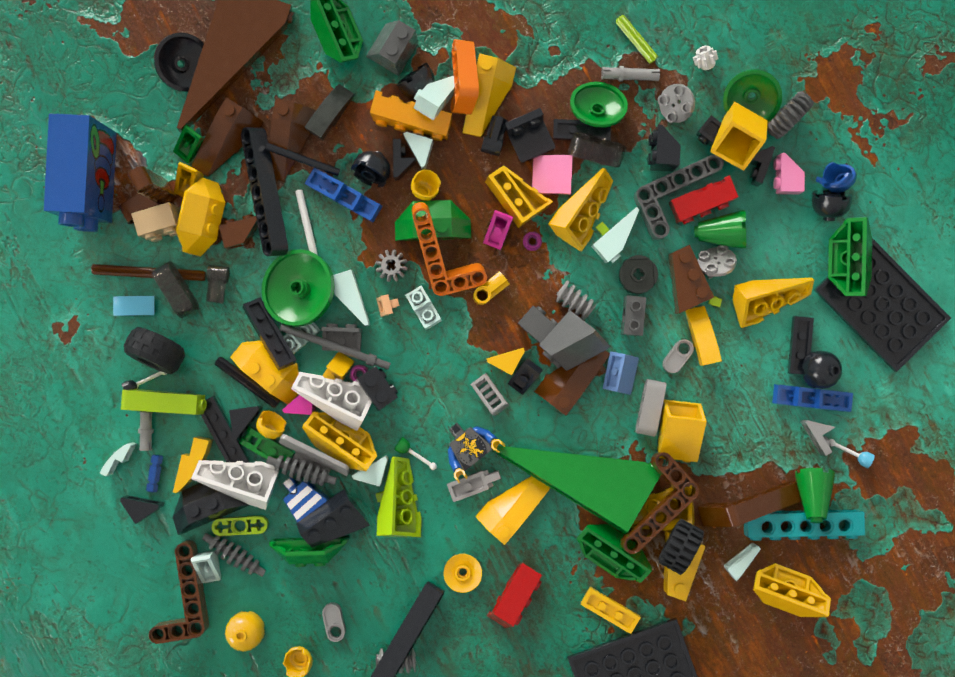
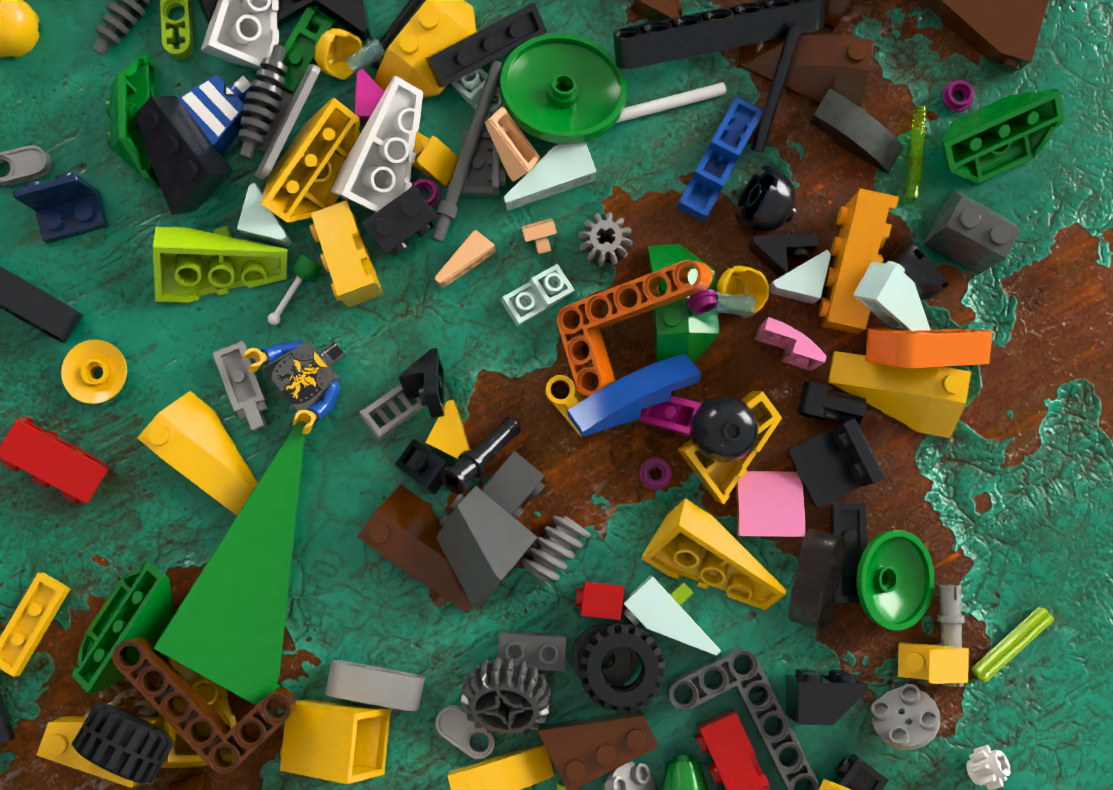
camera: 90 degrees right, 5 degrees down
(274, 408) = (365, 56): none -> clear light blue pin
(308, 44) = (962, 88): none -> magenta plate
(334, 319) = (511, 144): none -> light nougat slope
(343, 76) = (916, 153): none -> clear neon green bar
(363, 591) = (64, 206): none -> dark blue bracket
(396, 422) = (345, 254): none -> yellow wedge
(397, 346) = (469, 254): none -> light nougat slope
(434, 209) = (702, 302): none -> magenta plate
(435, 190) = (736, 304): none -> clear light blue pin
(461, 155) = (797, 347): none -> bright pink slope
(475, 374) = (427, 381): none -> black slope
(487, 253) = (626, 397): none -> blue slope
(510, 199) = (724, 429): none -> black cylinder
(525, 347) = (472, 462): none -> black pin
(605, 275) = (600, 600): none -> red brick
(620, 373) = (433, 631): medium blue panel -> none
(646, 85) = (933, 663): none -> yellow slope
(656, 252) = (629, 696): none -> black tyre
(659, 331) = (506, 697): none -> dark grey gear

